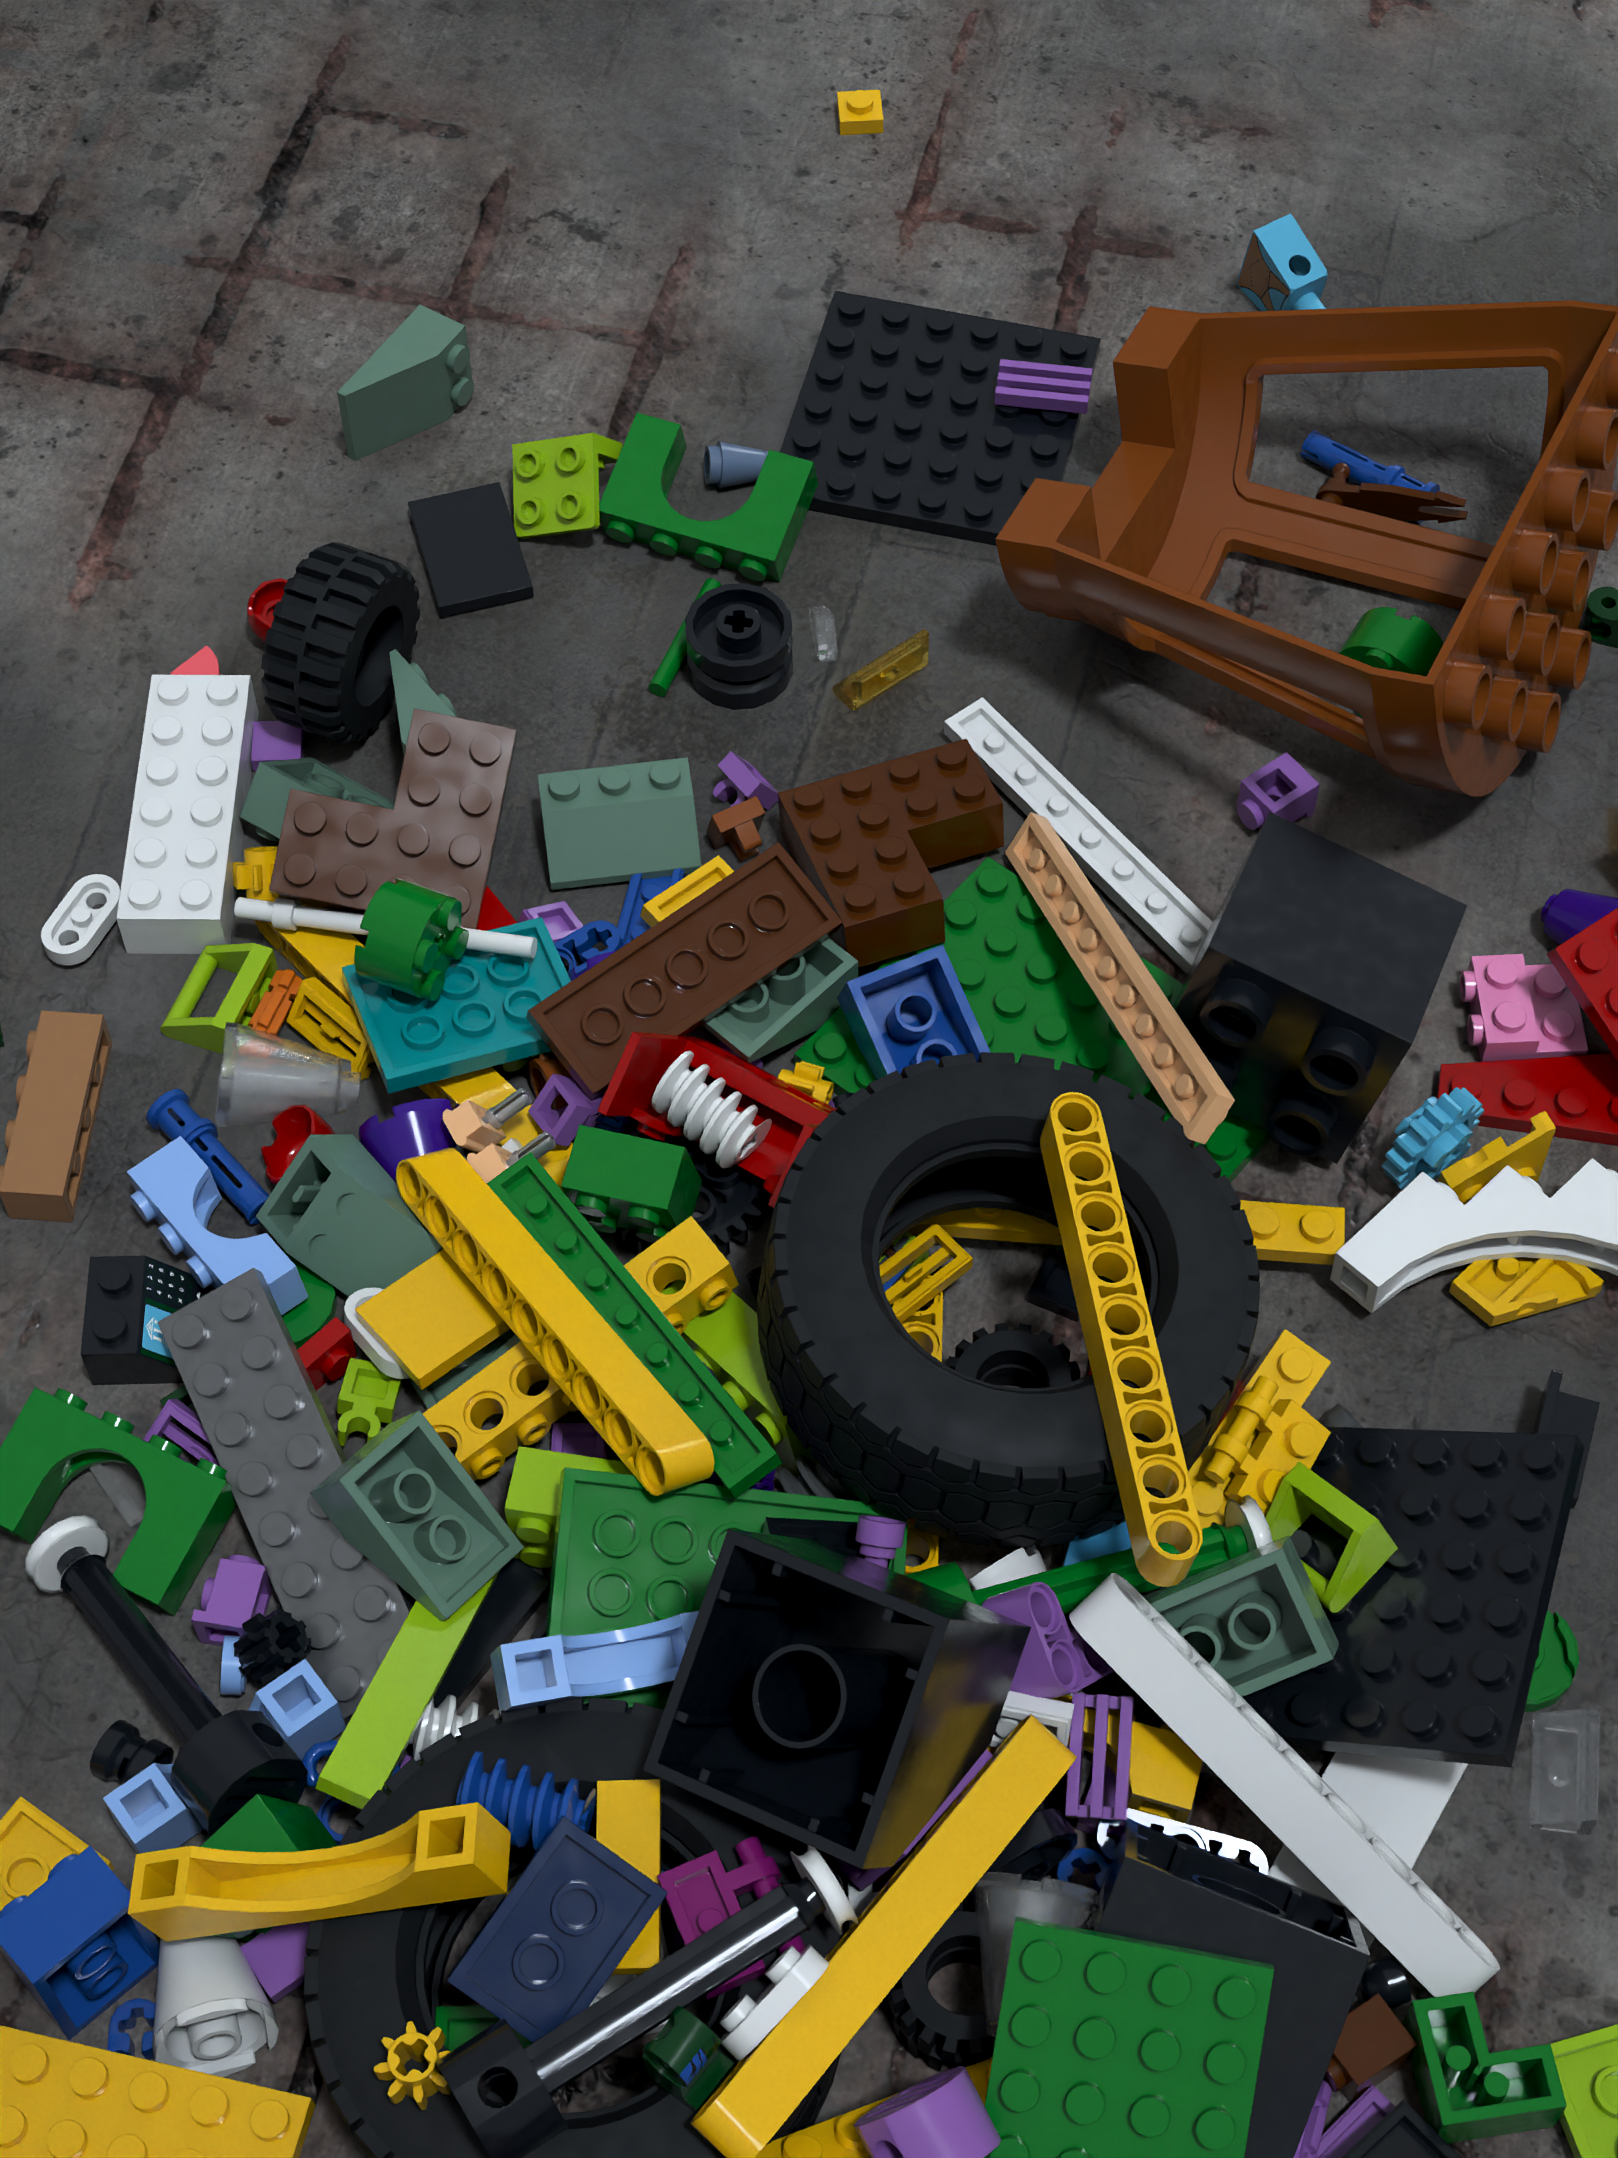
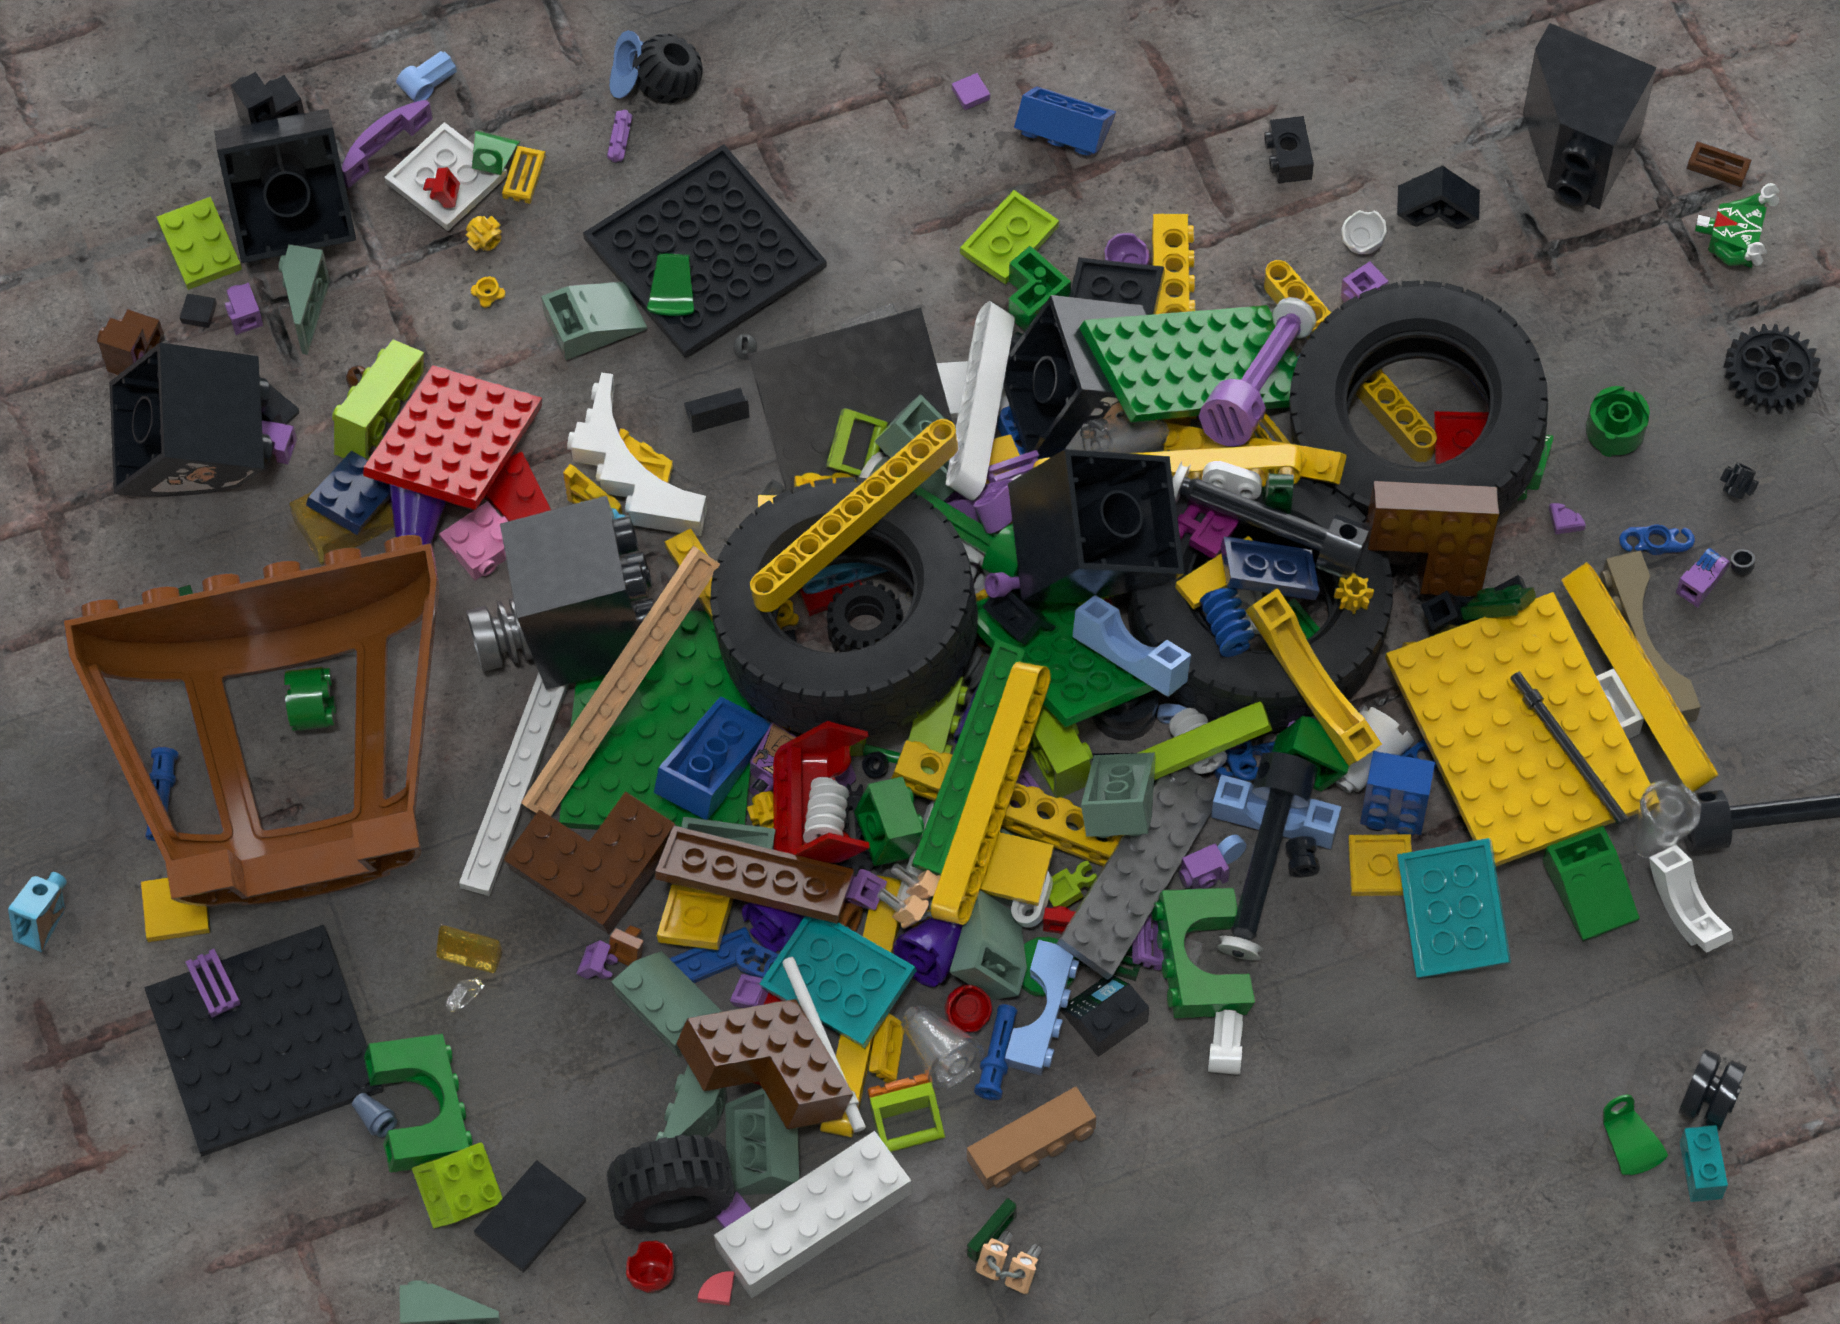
camera: 125 degrees left, 5 degrees up
(78, 922) = (912, 1218): white plate -> none
(255, 872) = (823, 1146): yellow gear -> none
(271, 1645) = (1216, 824): black gear -> none
(410, 938) = (836, 998): green brick -> none
(676, 652) = (513, 1063): green bar -> none
(739, 646) = (510, 1019): black wheel -> none
(860, 112) = (29, 1242): yellow plate -> none
(1277, 788) = (436, 705): medium lavender brick -> none
(1390, 500) = (192, 798): reddish brown piece -> none

